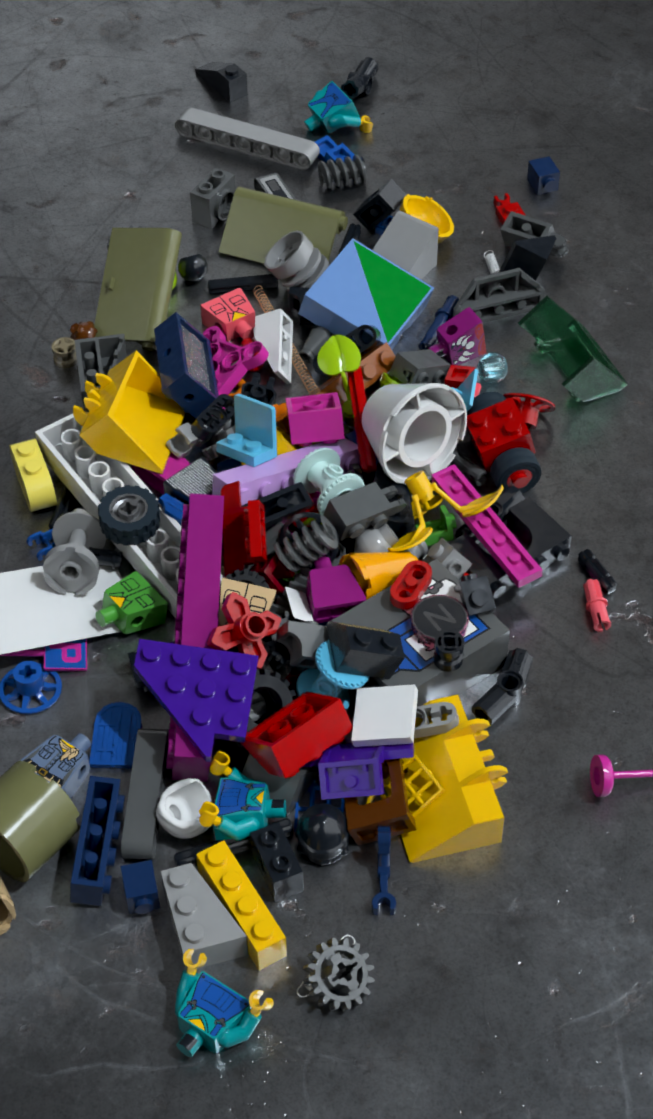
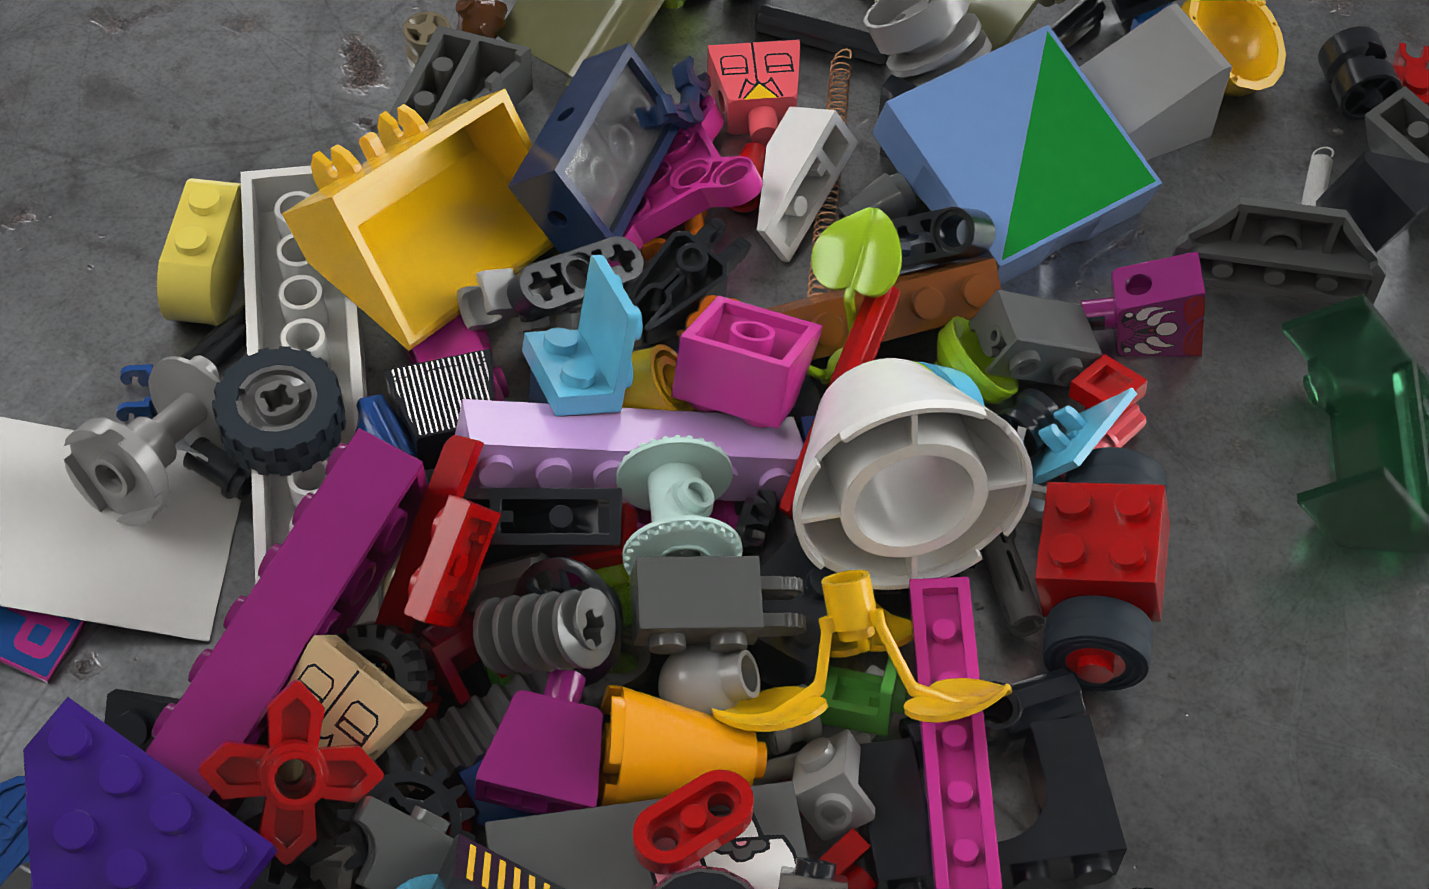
camera: 25 degrees right, 5 degrees up
(132, 605) = (188, 586): bright green torso -> none
(206, 325) = (687, 112): none -> dark blue piece
(299, 604) = (460, 753): white sticker -> none
(441, 316) = (1152, 246): dark blue pin -> none
(485, 214) = (1358, 70): none -> black wheel
(492, 367) = (1188, 393): clear light blue piece -> none
(531, 410) = (1197, 521): red wheel -> none

